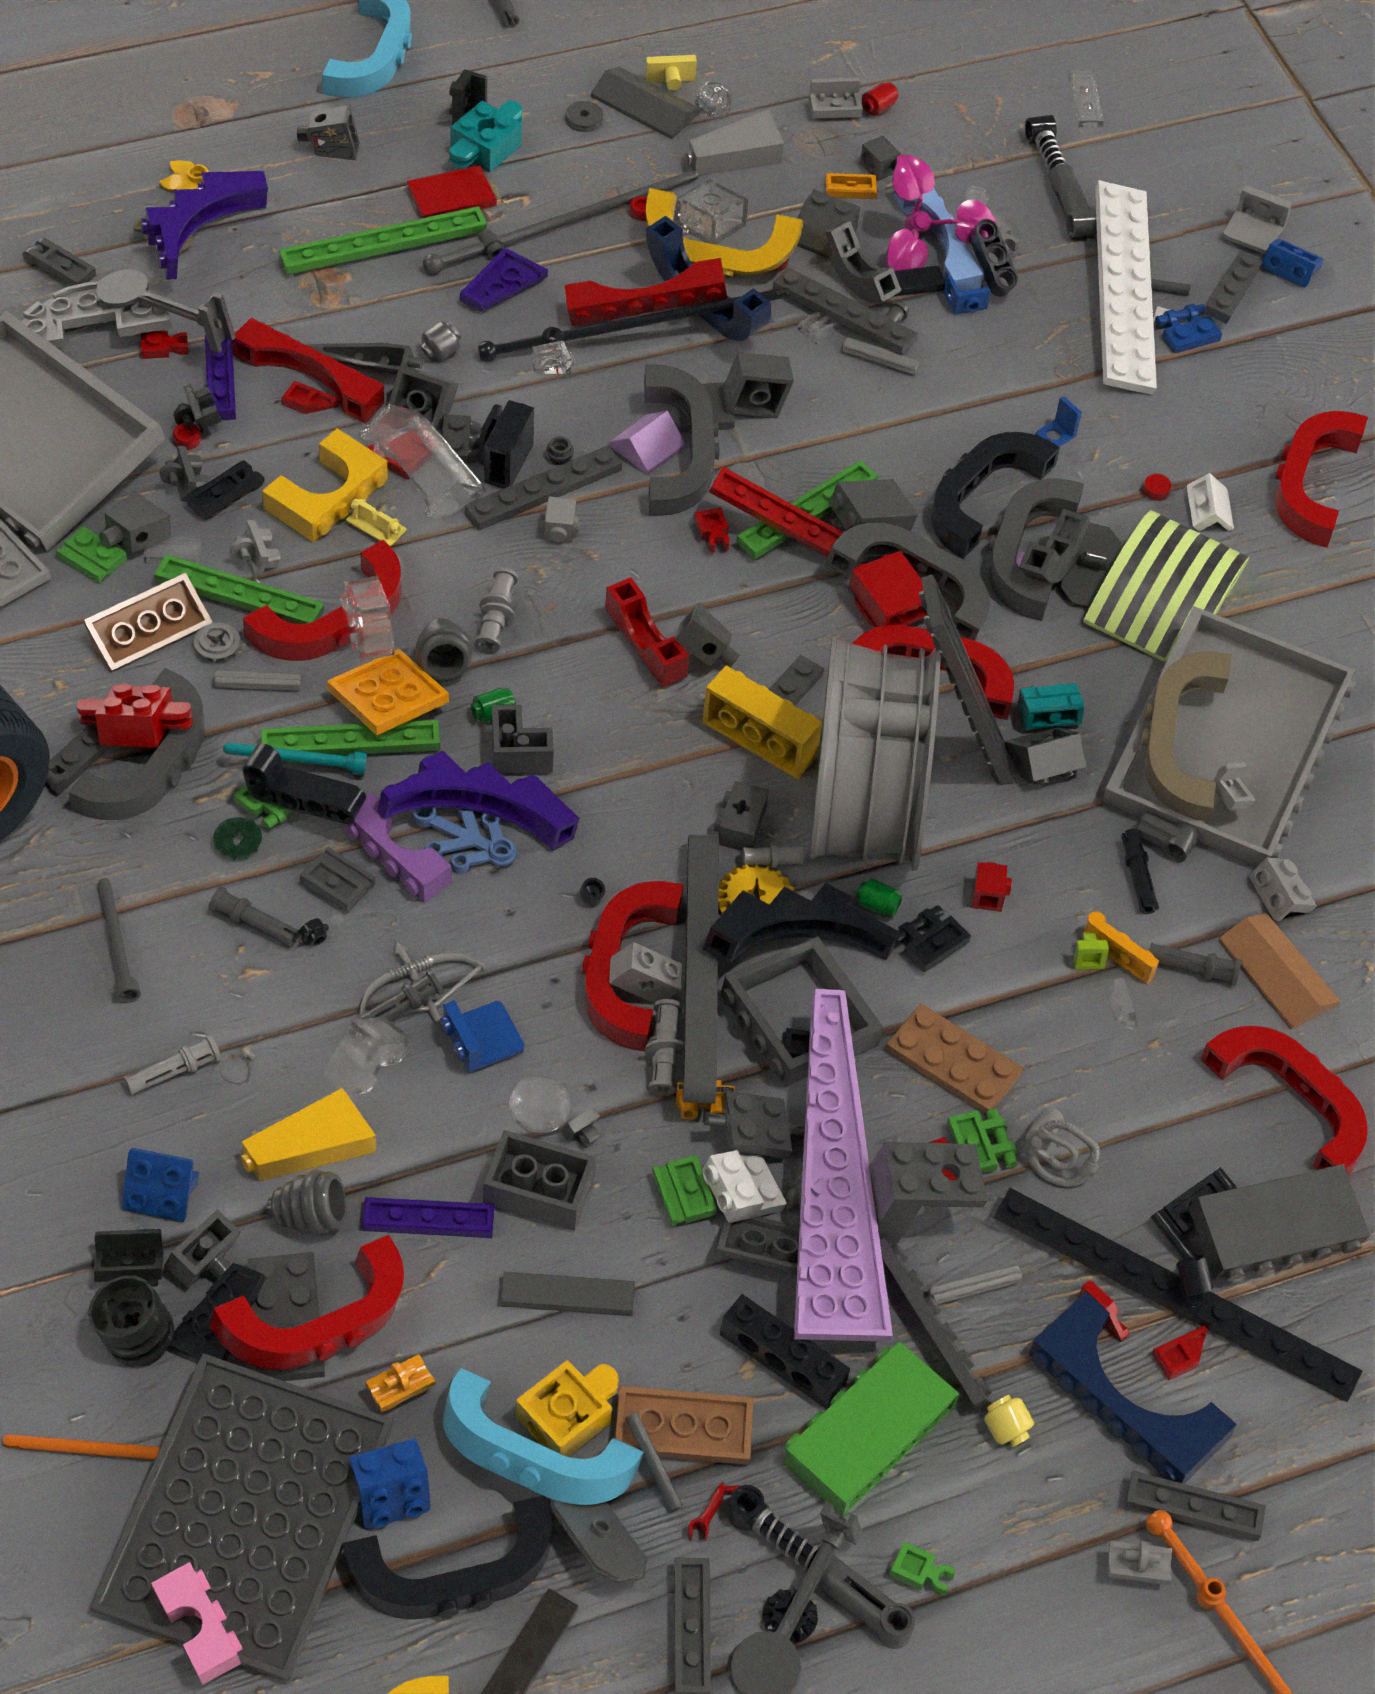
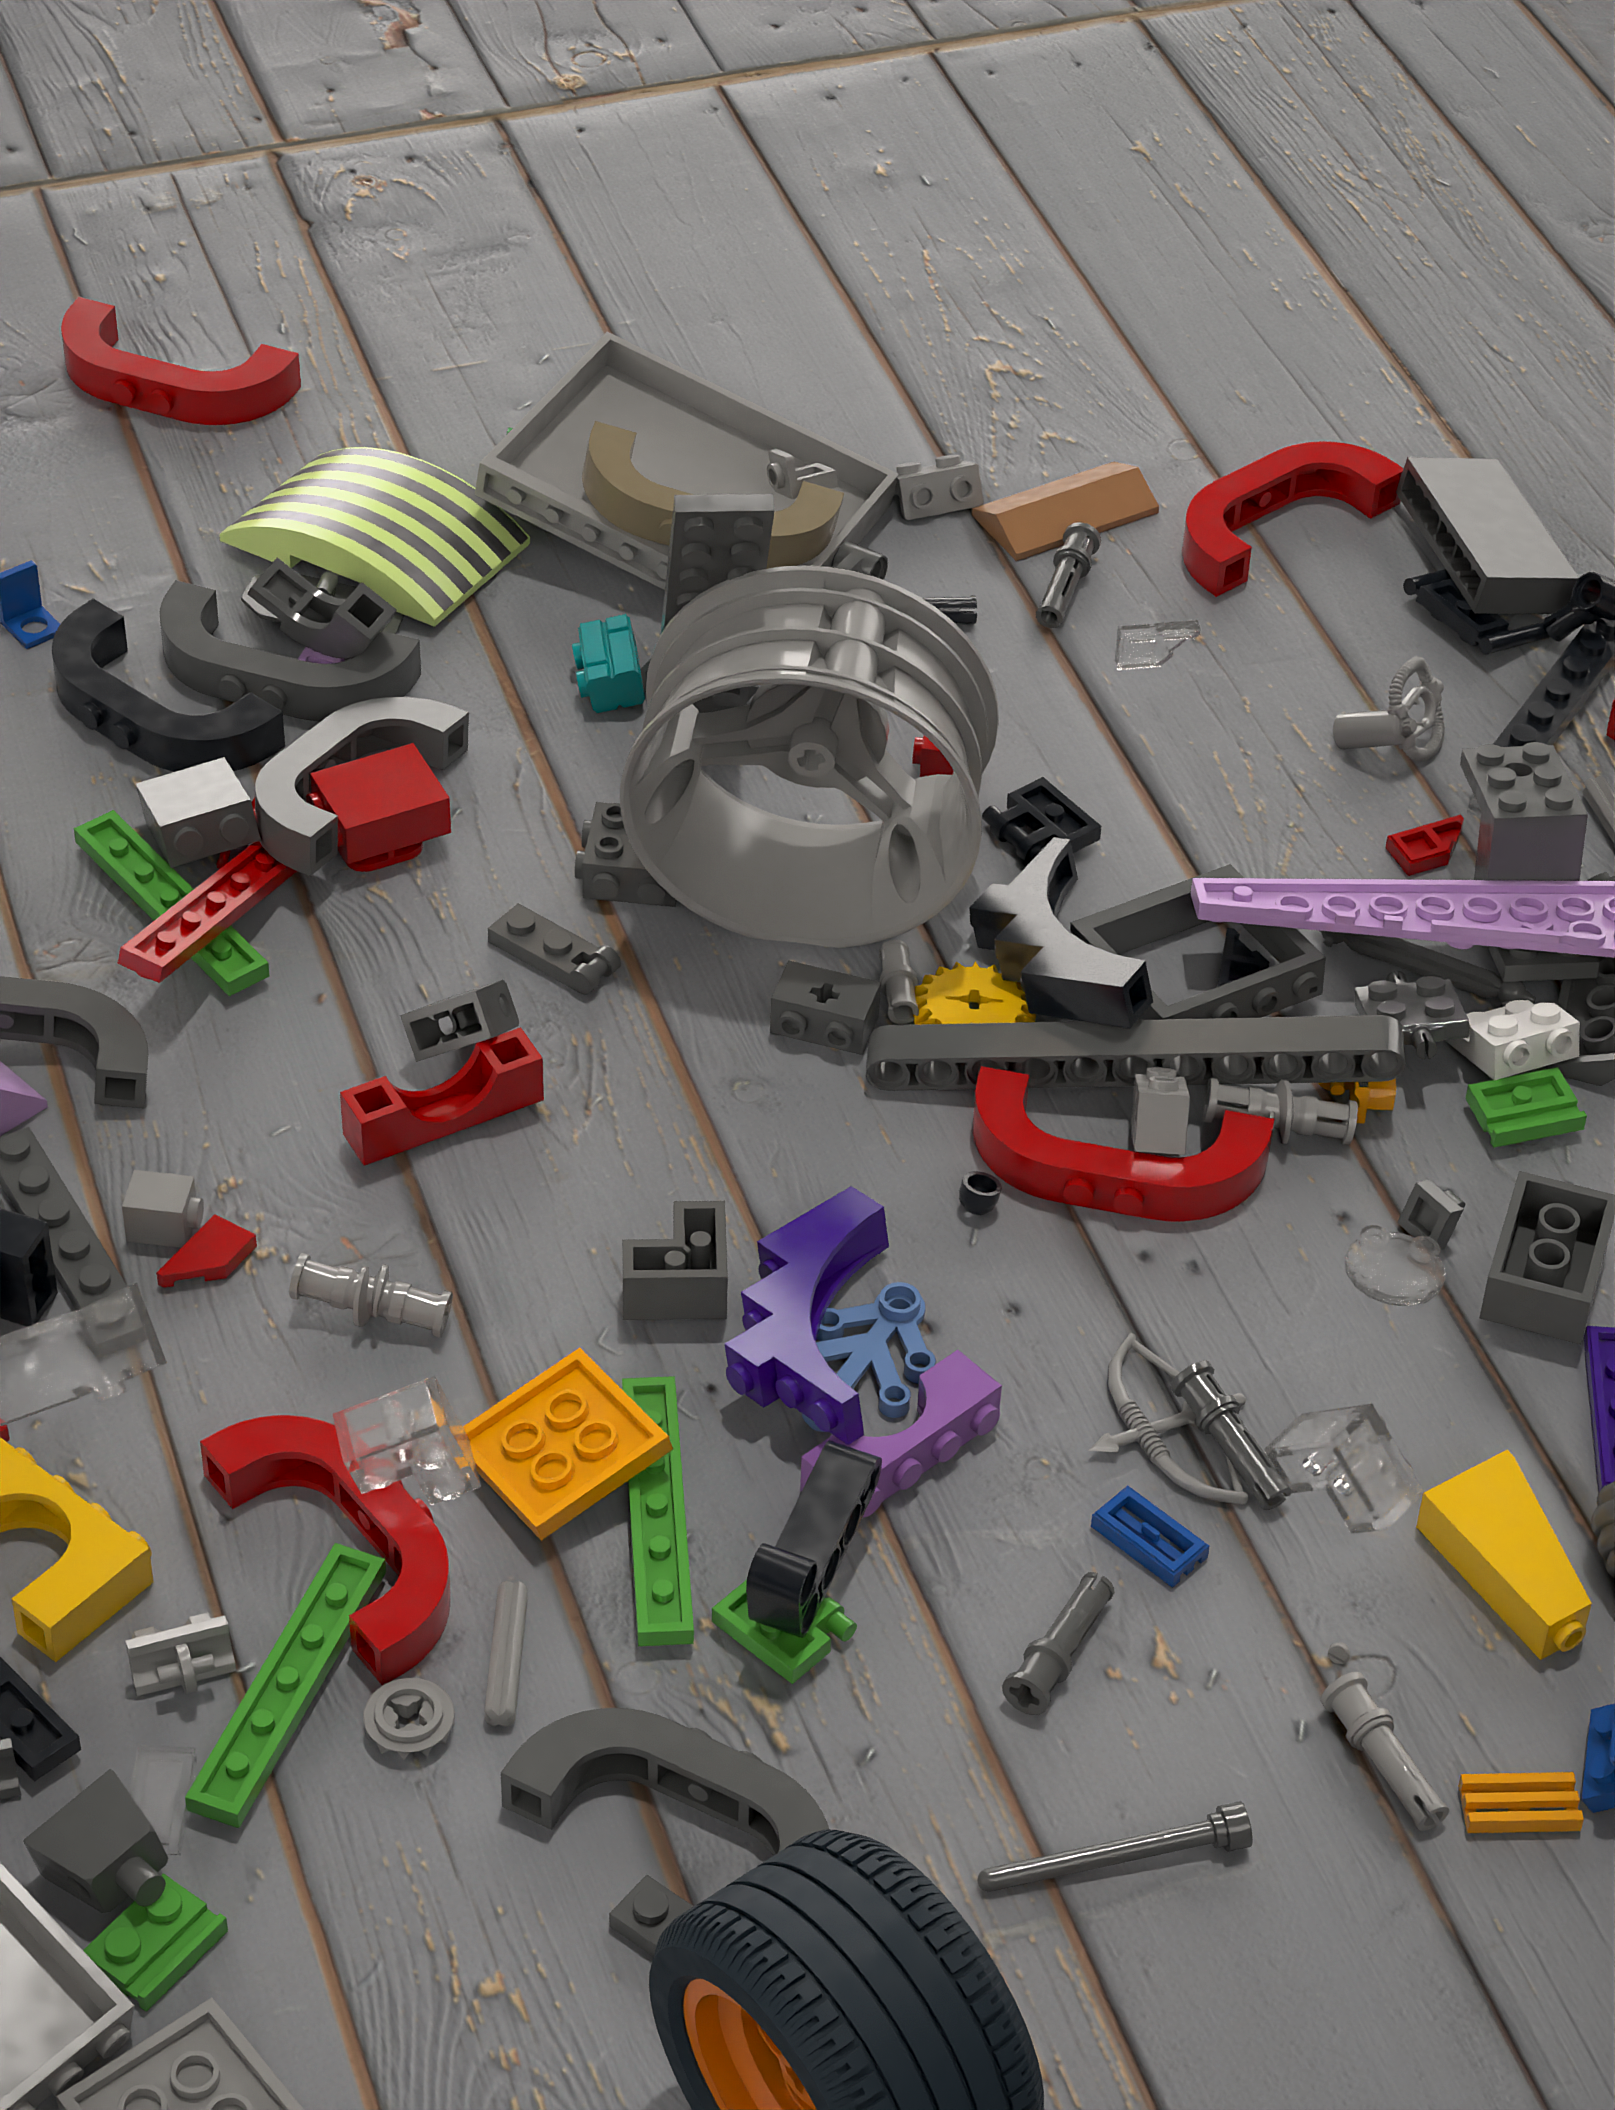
camera: 85 degrees left, 10 degrees down
(134, 715) = (652, 1808): red brick -> none
(138, 1109) = (1519, 1794): none -> light orange tile
(147, 622) = (363, 1828): medium nougat slope -> none
(227, 832) = (859, 1664): clear green gear -> none
(314, 932) = (1084, 1554): black plate -> none
(321, 983) = (1143, 1540): none -> blue tile
(337, 879) = (969, 1525): dark grey plate -> none
(353, 762) = (712, 1500): teal piece -> none
(375, 523) = (134, 1471): light yellow hinge -> none
(443, 650) = (470, 1356): dark grey piece -> none
(481, 1034) = (1277, 1334): blue bracket -> none
(482, 704) = (585, 1308): green brick -> none
(535, 546) = (209, 1253): none -> red tile
(713, 525) = (196, 1017): red plate -> none
(762, 722) = (649, 961): yellow brick -> none
(879, 897) = (987, 869): green brick -> none
(954, 1059) = (1250, 817): medium nougat plate -> none
(970, 1129) = (1391, 800): bright green plate -> none
(989, 666) = (537, 721): red arch -> none
(1090, 953) = (1059, 666): lime tile -> none
(1123, 950) = (1050, 639): light orange plate -> none
(1157, 487) = (166, 528): red tile -> none
(1209, 503) = (212, 479): white panel -> none

